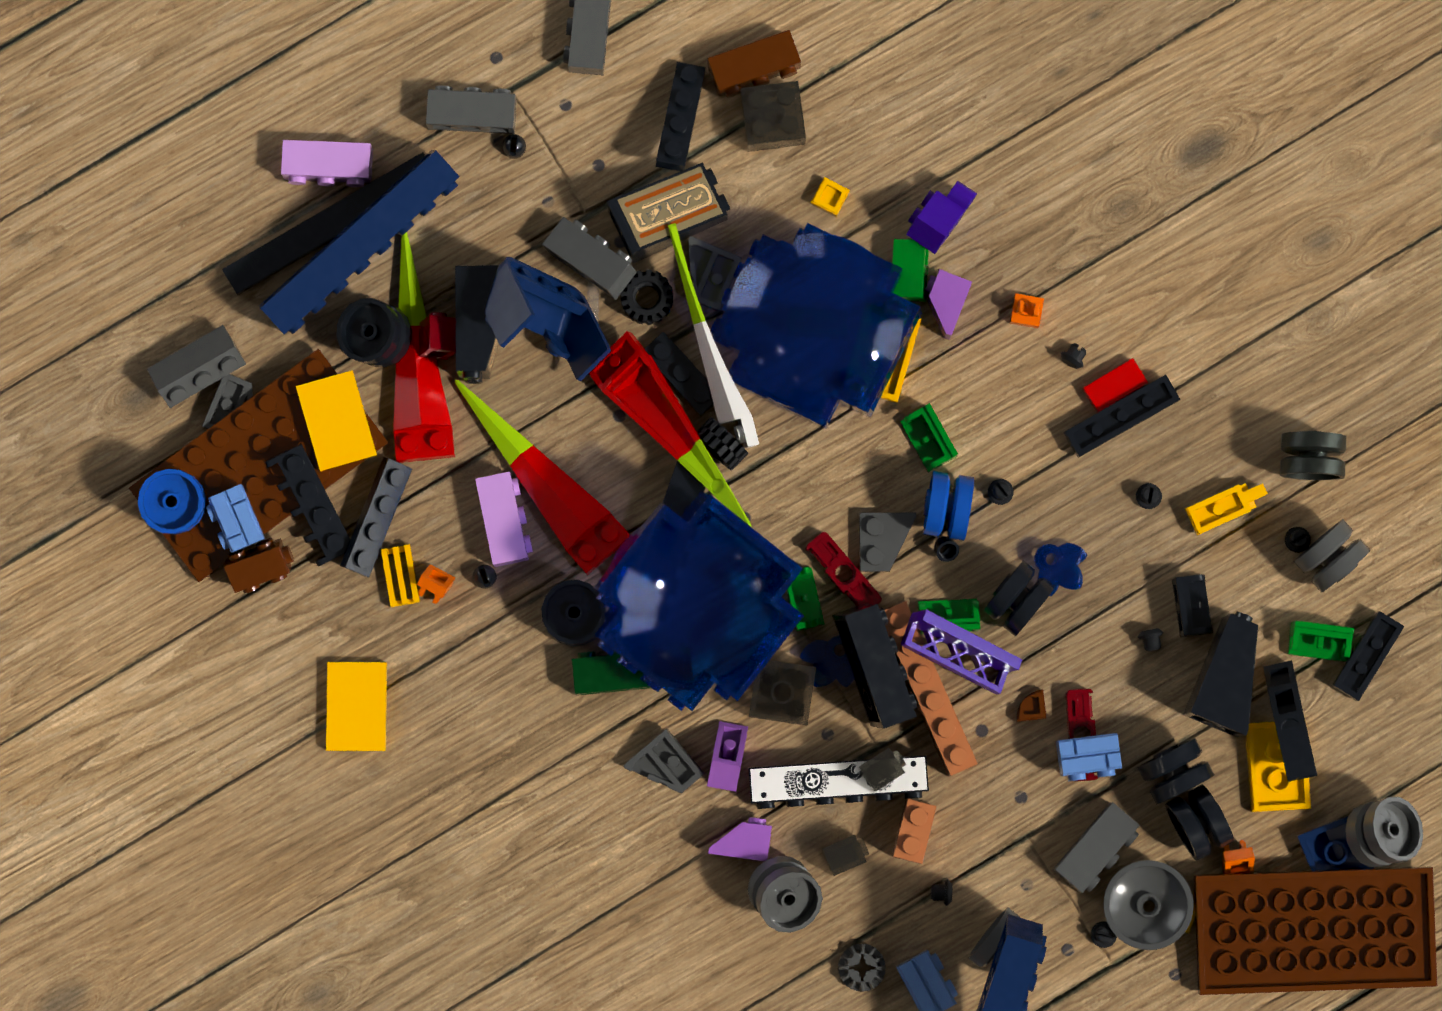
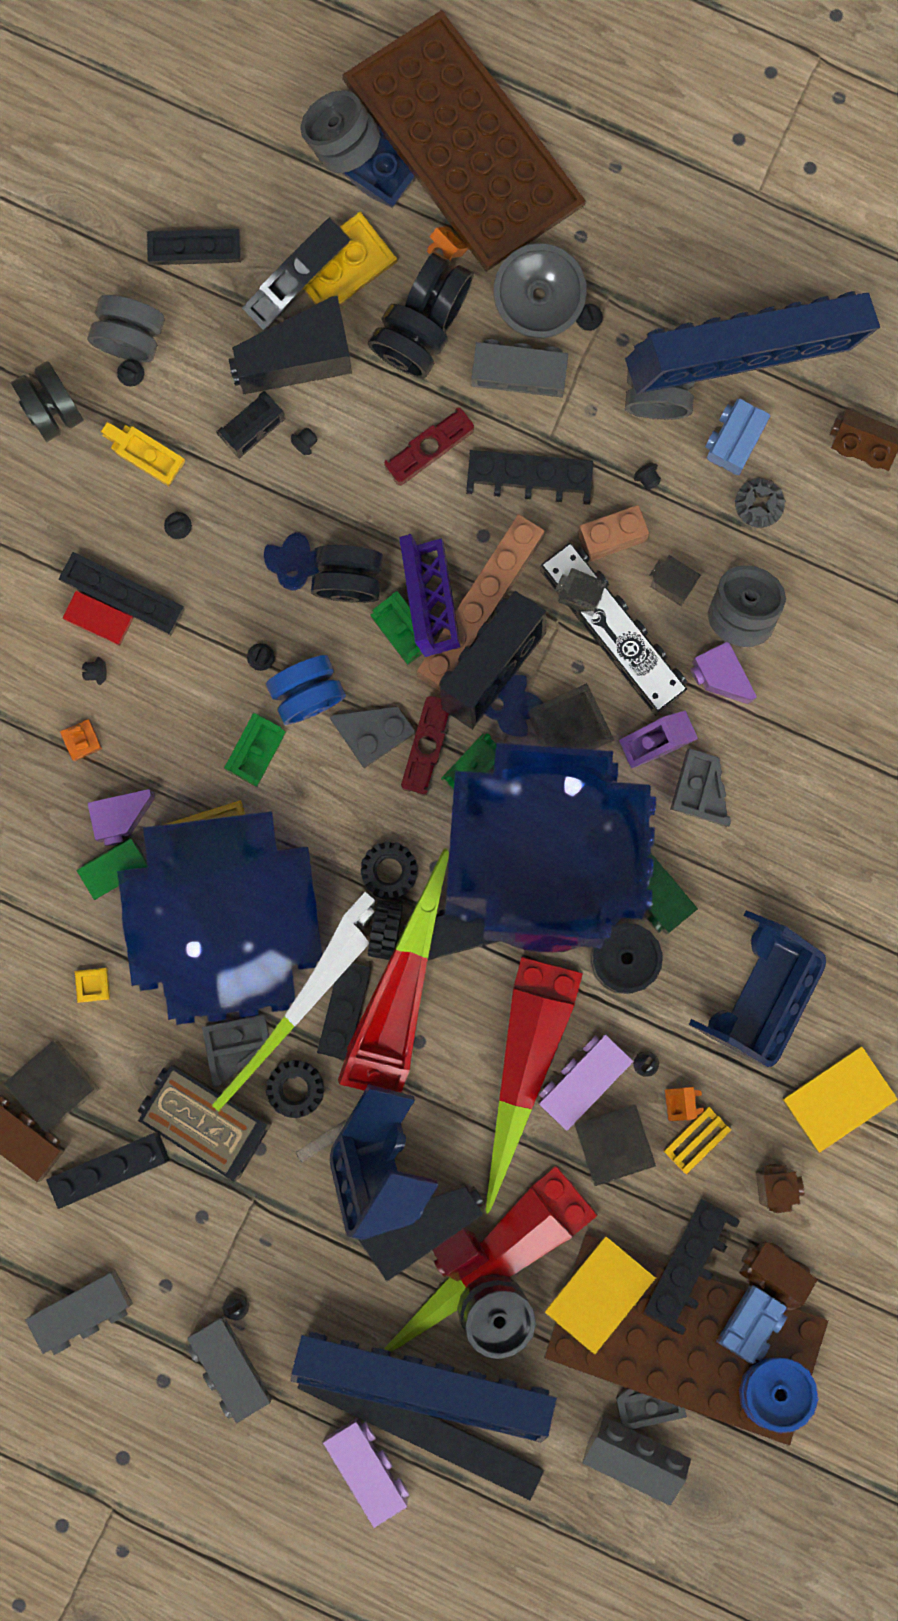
camera: 120 degrees left, 0 degrees up
(322, 610) = (779, 1188): none -> reddish brown brick
(376, 517) = (660, 1198): black plate -> none
(440, 508) = (614, 1144): none -> clear smoke brick
(467, 704) = (772, 996): none -> dark blue windscreen
(590, 257) = (293, 1164): dark grey brick -> none
(770, 461) = (389, 851): none -> black tyre
(939, 216) = (45, 871): dark purple hinge -> none
(946, 549) = (344, 669): black hinge -> none
(1007, 800) = (530, 473): none -> black hinge
(1032, 707) = (433, 505): reddish brown tile -> none
(1089, 755) = (445, 424): medium blue brick -> none
(1320, 641) = (207, 295): green hinge -> none

